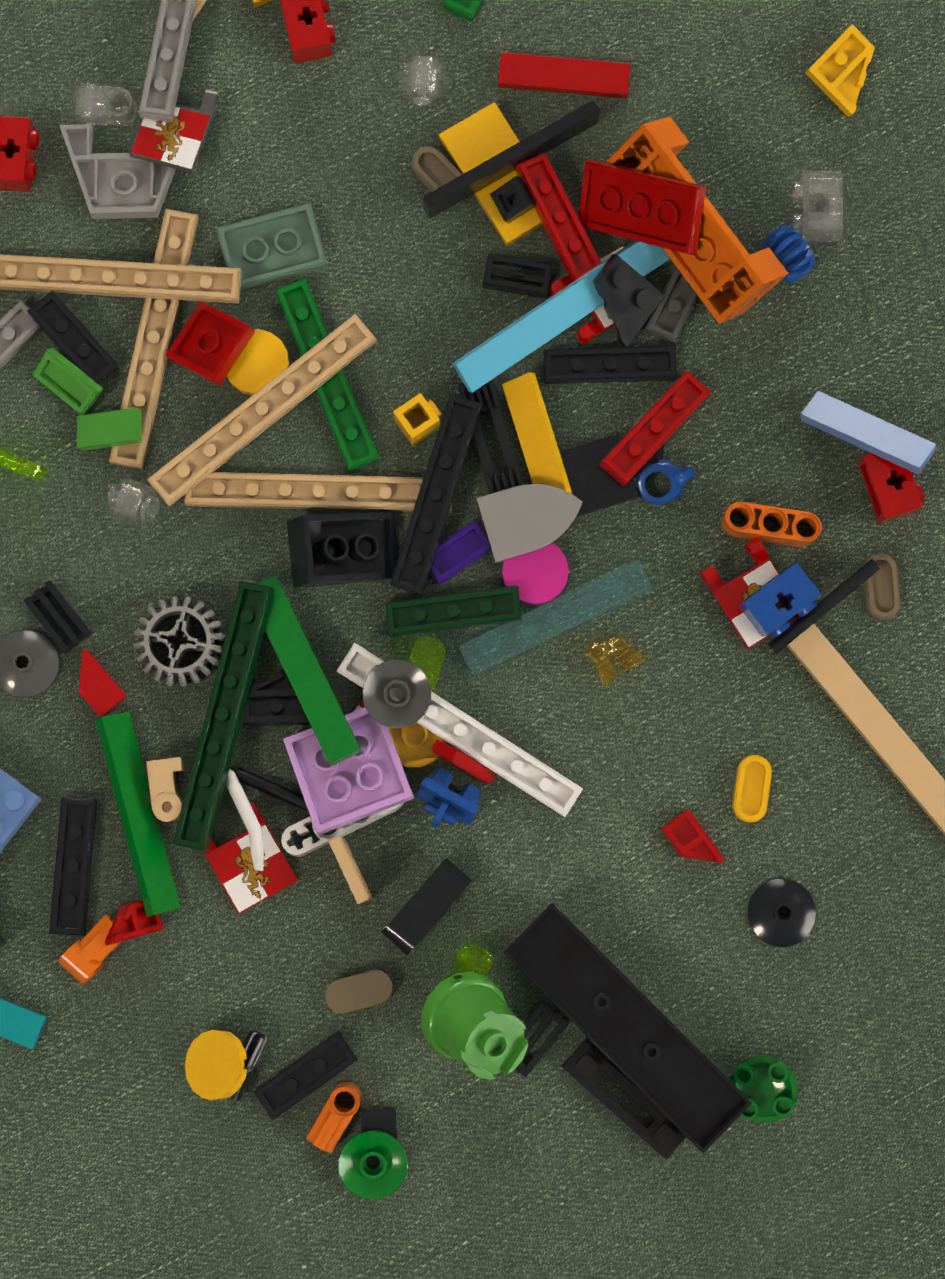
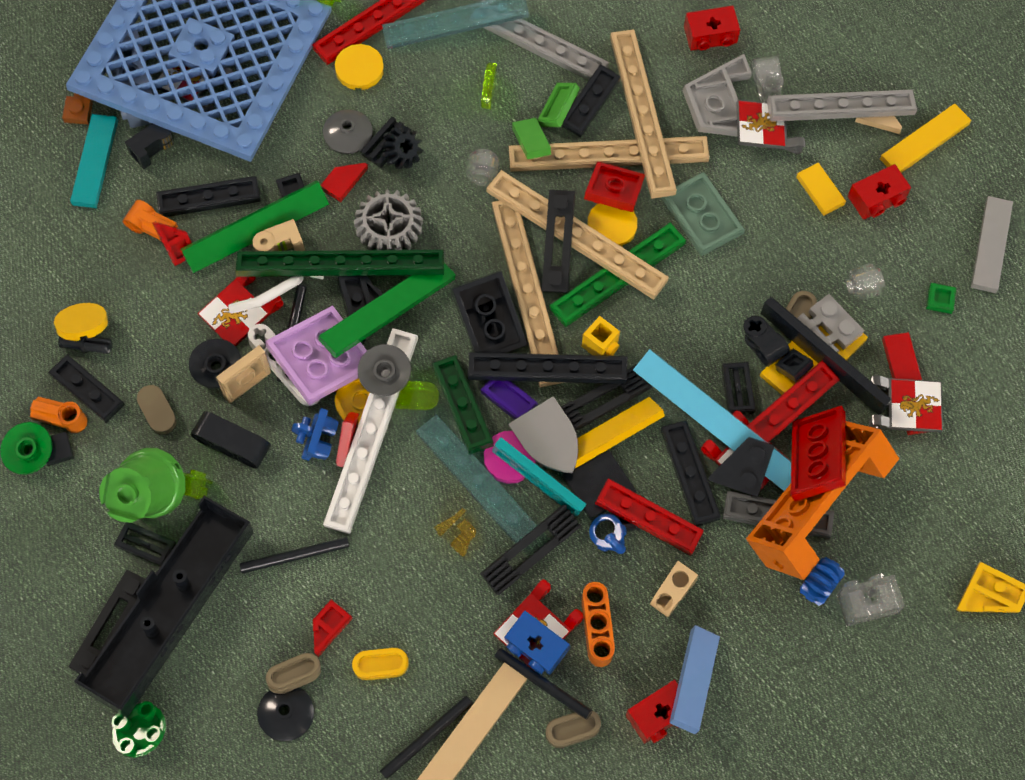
camera: 75 degrees right, 15 degrees down
(78, 598) = (409, 144): none -> black gear
(89, 756) = (289, 184): none -> black tile
(224, 418) = (556, 278): none -> black container
(278, 92) = (821, 189): none -> yellow tile
(301, 910) = (207, 355): none -> black dish
(466, 133) = (834, 321): none -> light grey plate
(477, 223) = (764, 340): none -> black piece
(577, 544) = (538, 476): none -> teal tile
(593, 859) = (294, 555): none -> black bar
(596, 75) = (913, 405): none -> flag
(638, 534) = (501, 575): none -> black container
(740, 893) = (293, 673): none -> dark tan tile
(751, 425) = (674, 589): none -> tan leg
(851, 756) = (427, 736): none -> black bar

